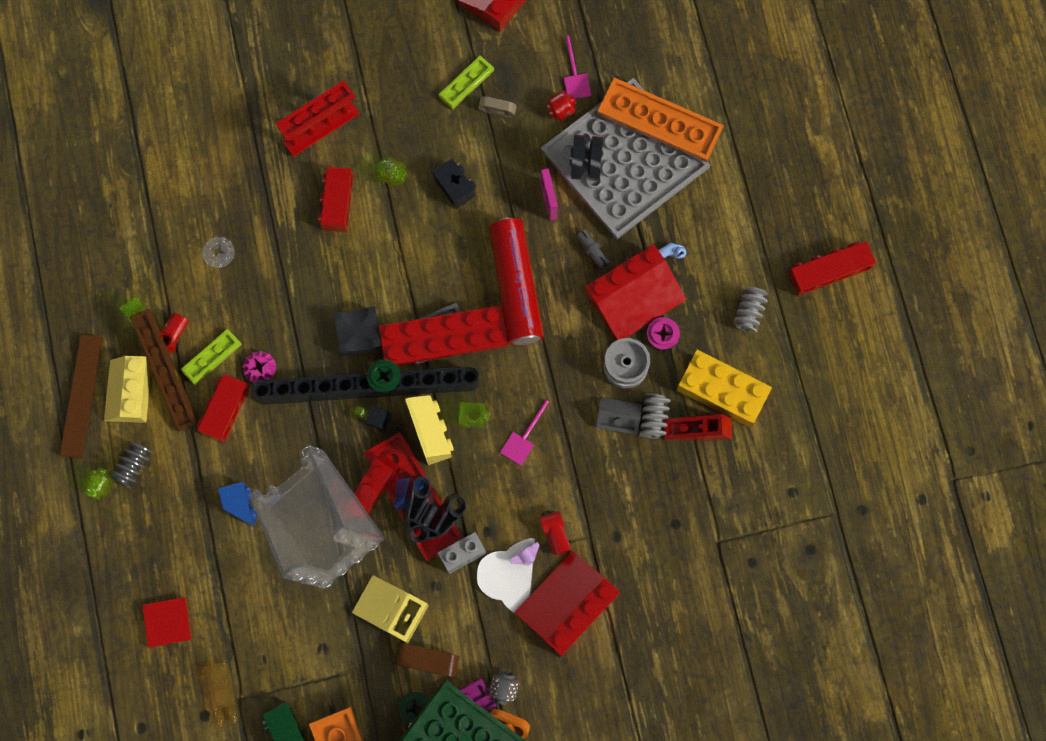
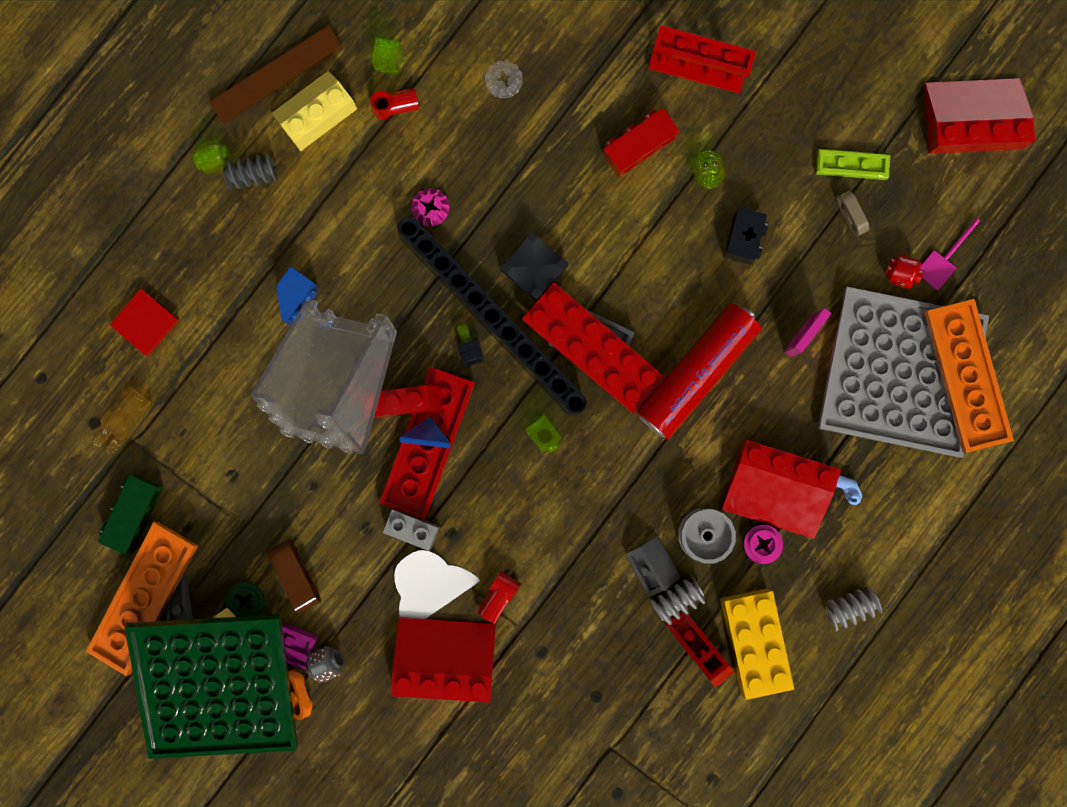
camera: 50 degrees right, 10 degrees up
(164, 370) = (355, 125): reddish brown tile -> none
(211, 356) = (404, 156): lime tile -> none
(223, 408) = (365, 208): red brick -> none
(384, 366) = (520, 321): dark green gear -> none
(390, 609) = (311, 507): light yellow slope -> none
(429, 428) = (498, 407): light yellow slope -> none
(442, 520) = (415, 476): black connector -> none
(518, 447) = (548, 497): dark pink piece -> none
(526, 556) = (457, 588): lavender piece -> none
(586, 157) = (870, 337): black wheel -> none
(592, 249) = (789, 414): dark grey pin -> none
(831, 268) = (956, 651): red brick -> none

